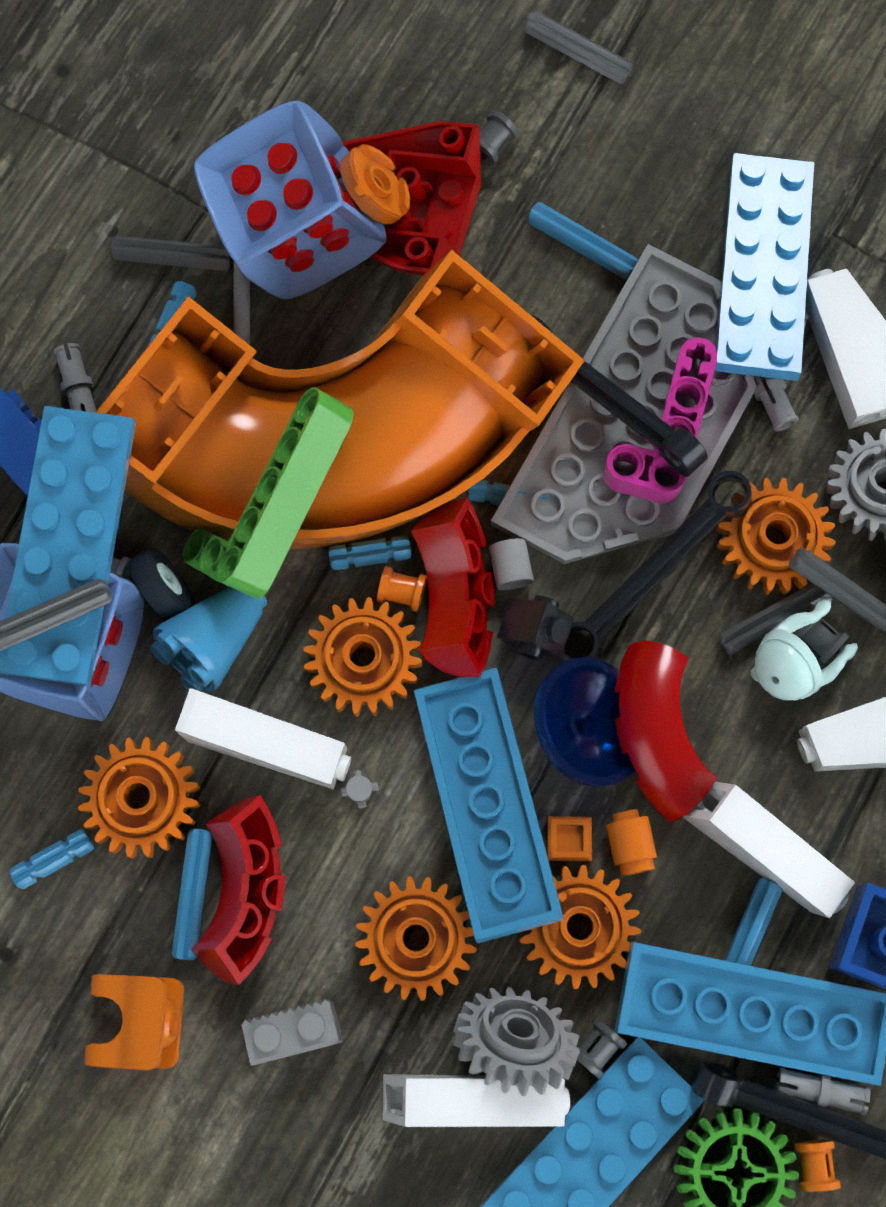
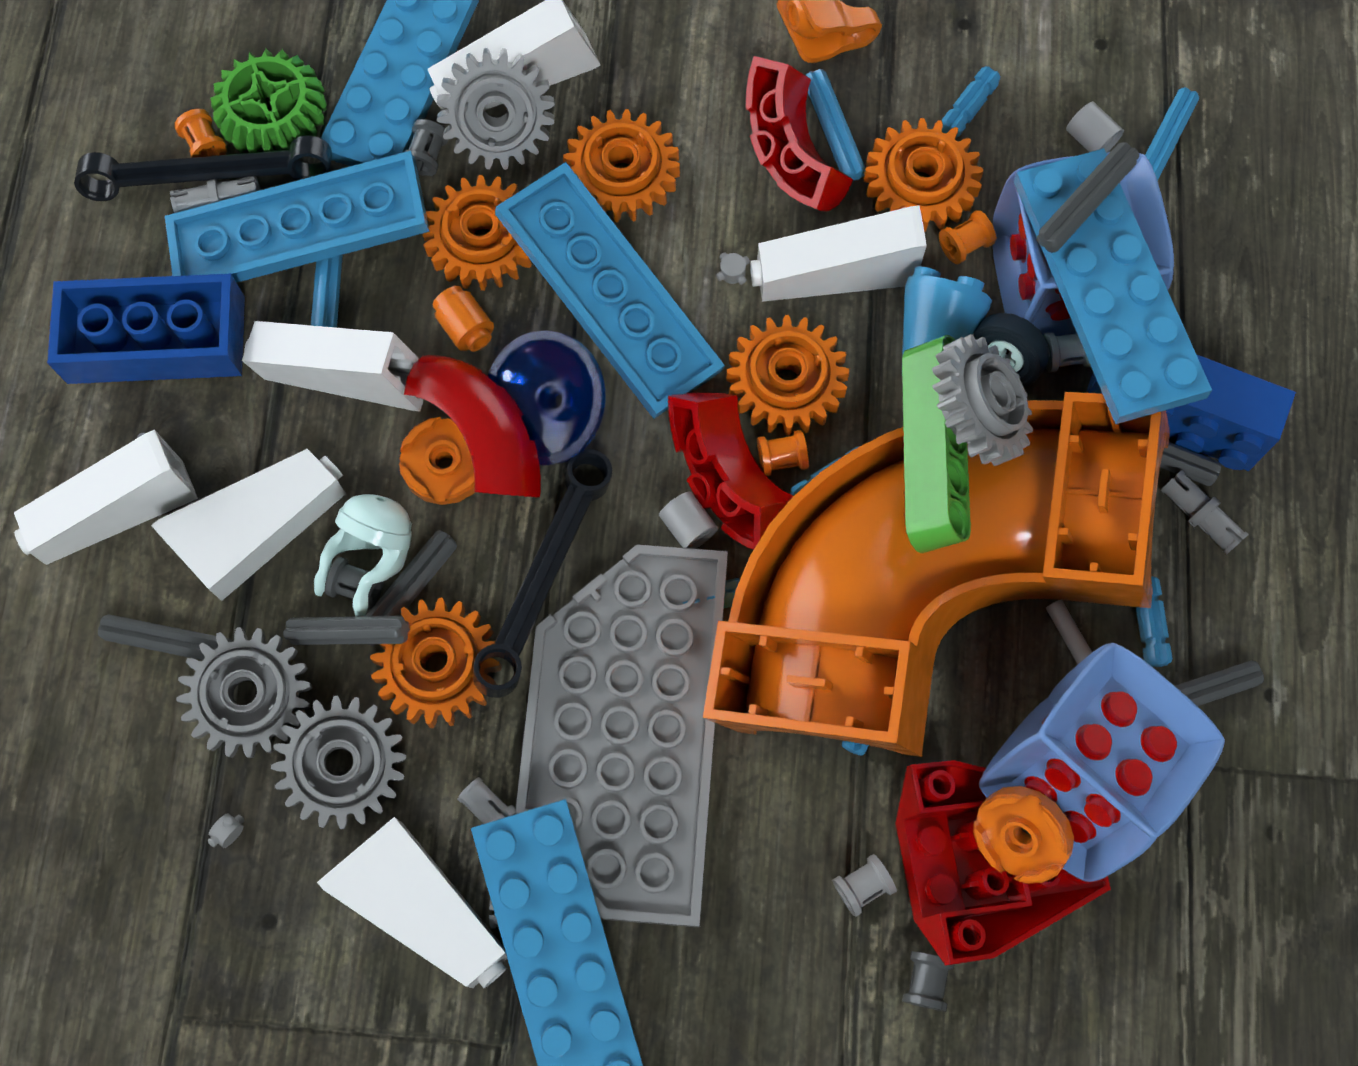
camera: 155 degrees right, 5 degrees down
(133, 717) = (967, 237): none -> orange bush
(229, 501) = (982, 400): none -> light grey gear
(291, 1032) = (691, 52): light grey brick -> none
(506, 222) = (864, 885): none -> light grey bush
(535, 627) = (636, 463): black brick -> none
(569, 839) = (523, 306): orange tile -> none
(582, 240) = (773, 905): dark azure axle -> none
(650, 462) = (586, 724): dark pink beam -> none
(676, 445) = (573, 672): black piece -> none
(723, 711) = (420, 458): none -> orange plate

